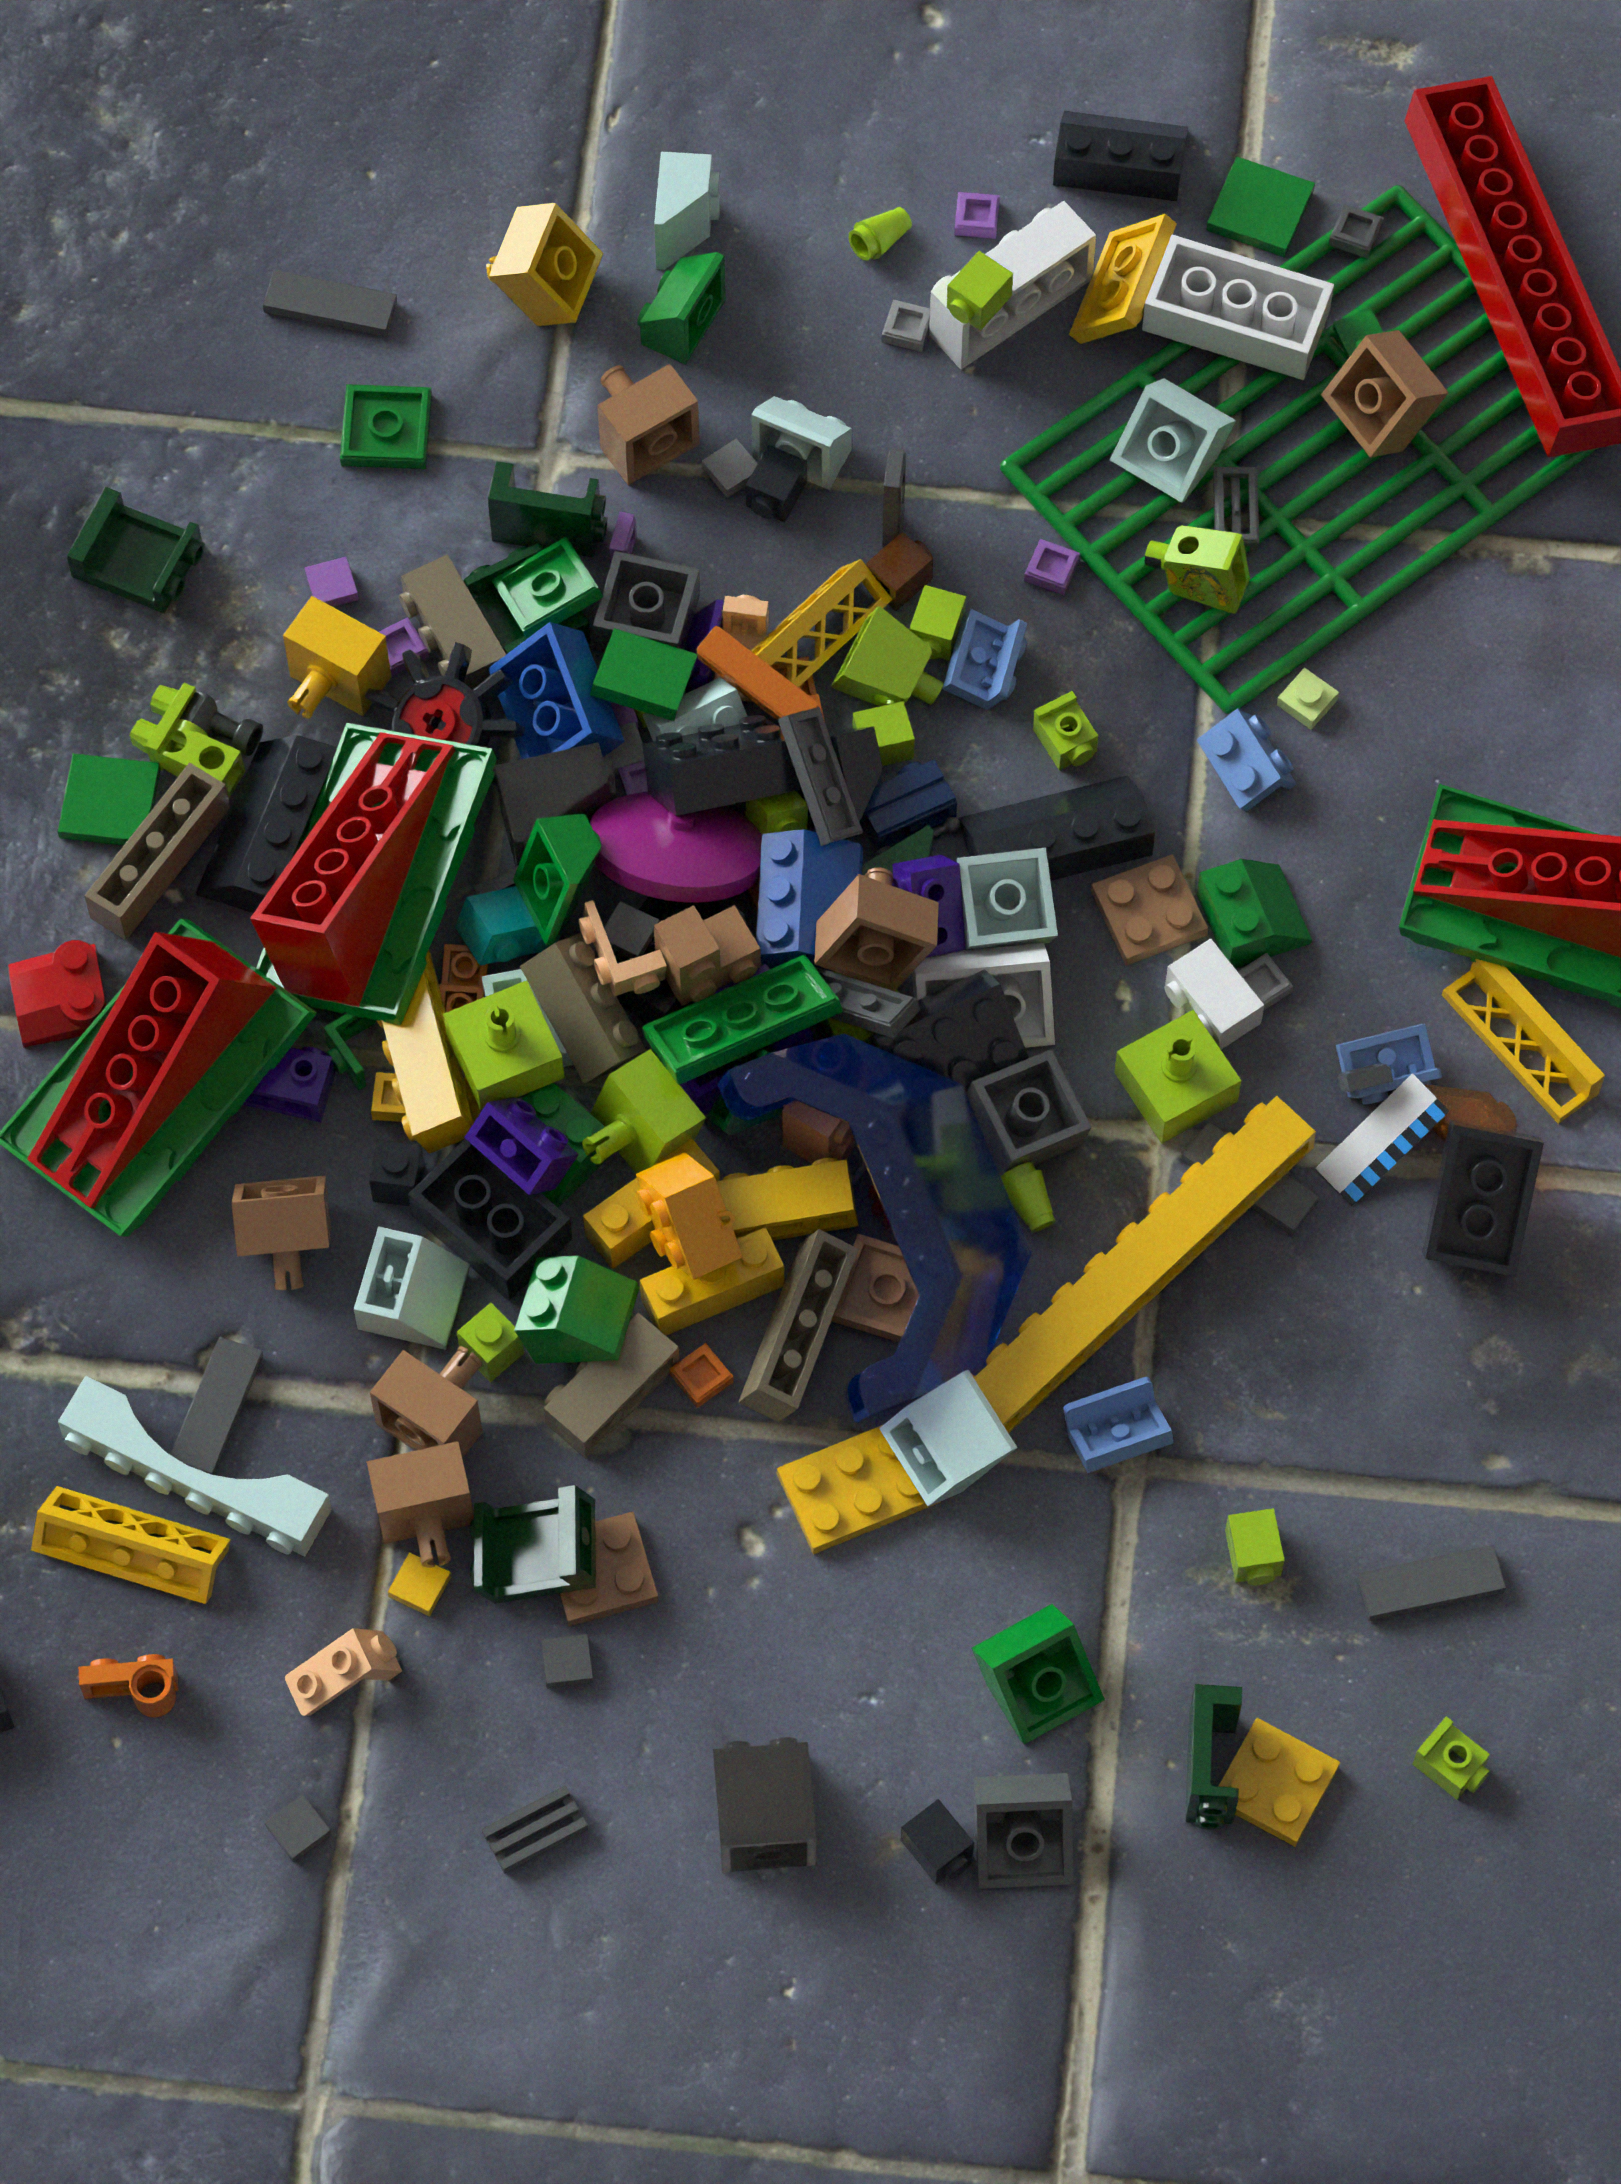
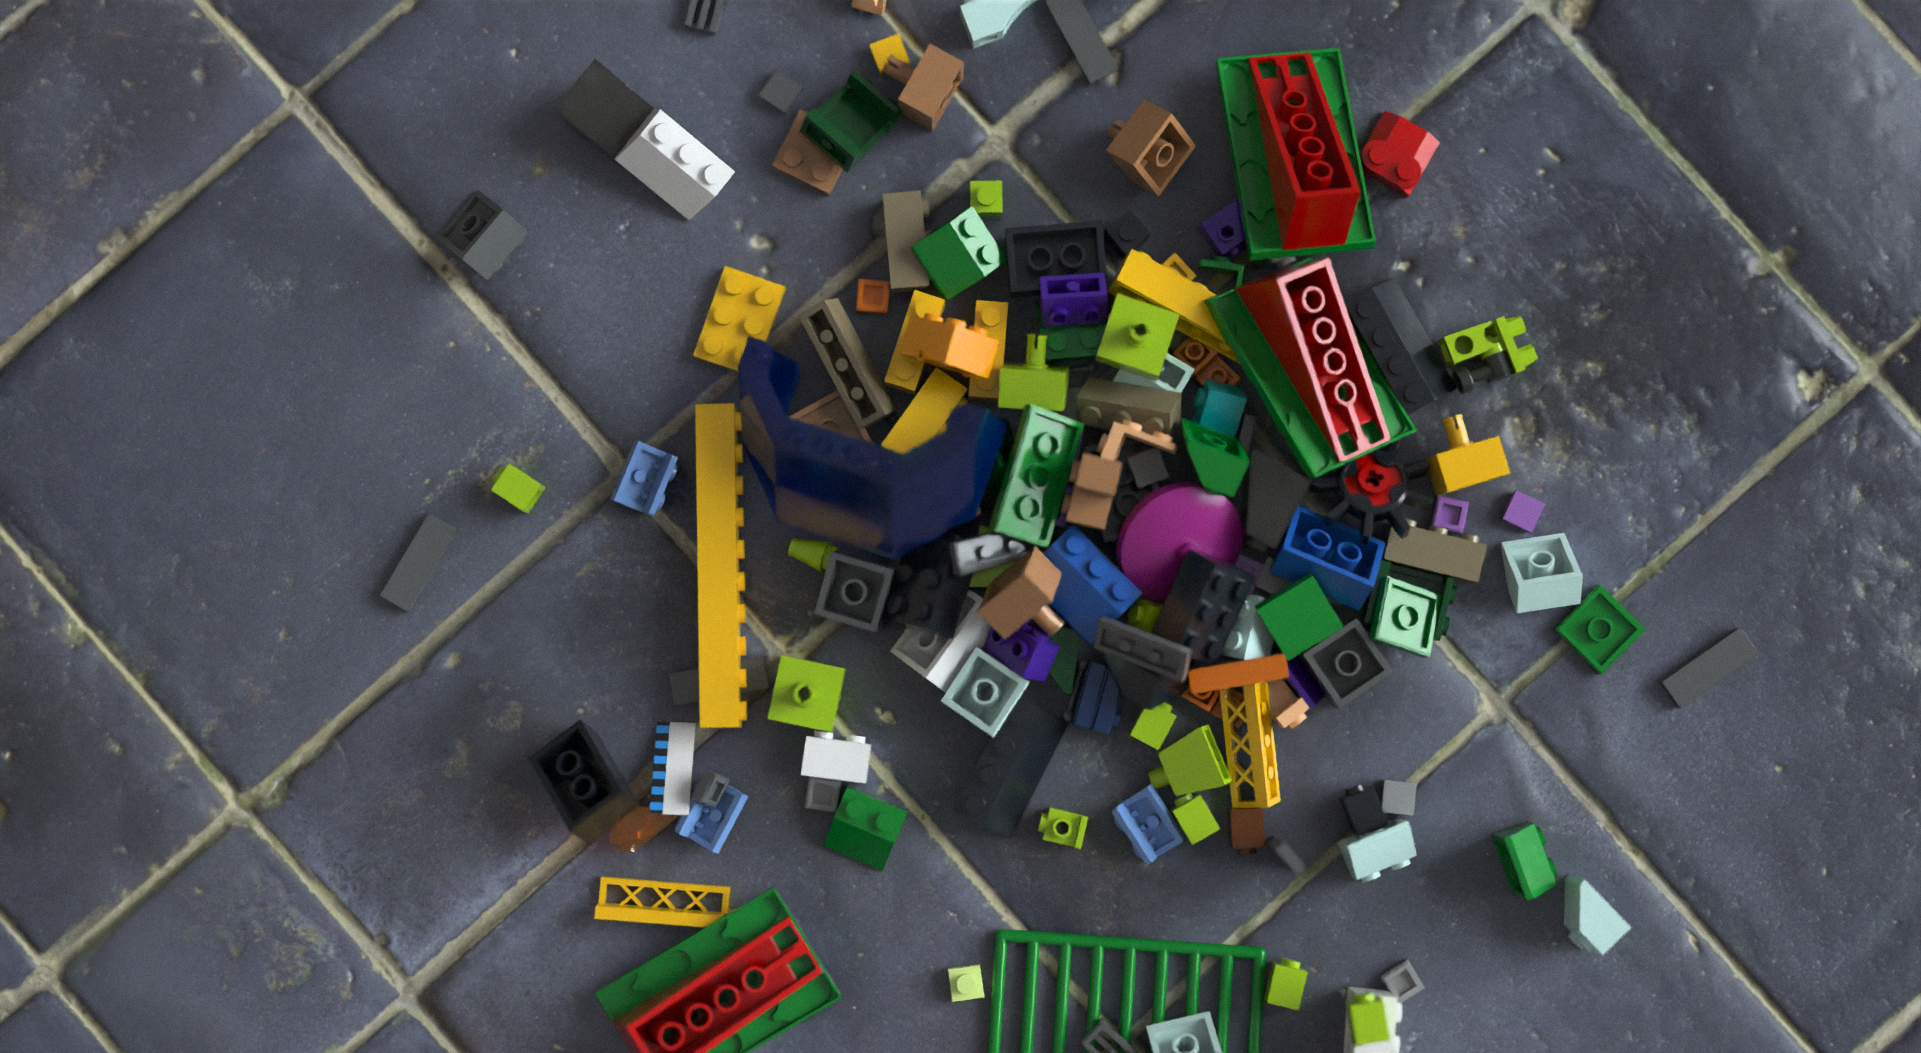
camera: 130 degrees right, 20 degrees up
(107, 798) = (1493, 277): green tile -> none
(134, 553) = (1638, 420): dark green panel -> none
(157, 851) = (1433, 269): dark tan brick -> none
(379, 515) = (1541, 573): none -> light aqua slope
(410, 1289) = (1052, 183): light aqua slope -> none
(427, 1406) = (973, 132): medium nougat brick -> none
(536, 517) = (1475, 638): dark green panel -> none
(545, 264) = (1619, 802): yellow brick -> none
(624, 535) = (1402, 691): medium lavender tile -> none
(646, 421) = (1465, 769): medium nougat brick -> none
(754, 1683) = (674, 164): none -> white slope
(878, 233) = (1476, 1019): lime cone -> none
(938, 1842) = (514, 186): black brick -> none
(948, 1438) = (707, 378): light aqua slope -> none
(1015, 416) = (1285, 984): none -> lime brick
(1038, 1673) = (555, 316): green slope -> none
(1052, 567) = (1175, 918): medium lavender tile -> none
(1149, 909) = (920, 775): medium nougat plate -> none
(1203, 566) = (1078, 996): lime torso -> none
(1211, 1710) = (449, 376): dark green panel -> none
(1246, 758) = (958, 912): medium blue bracket -> none
(1278, 1781) = (392, 385): yellow plate -> none
(1452, 1777) = (328, 483): lime brick -> none

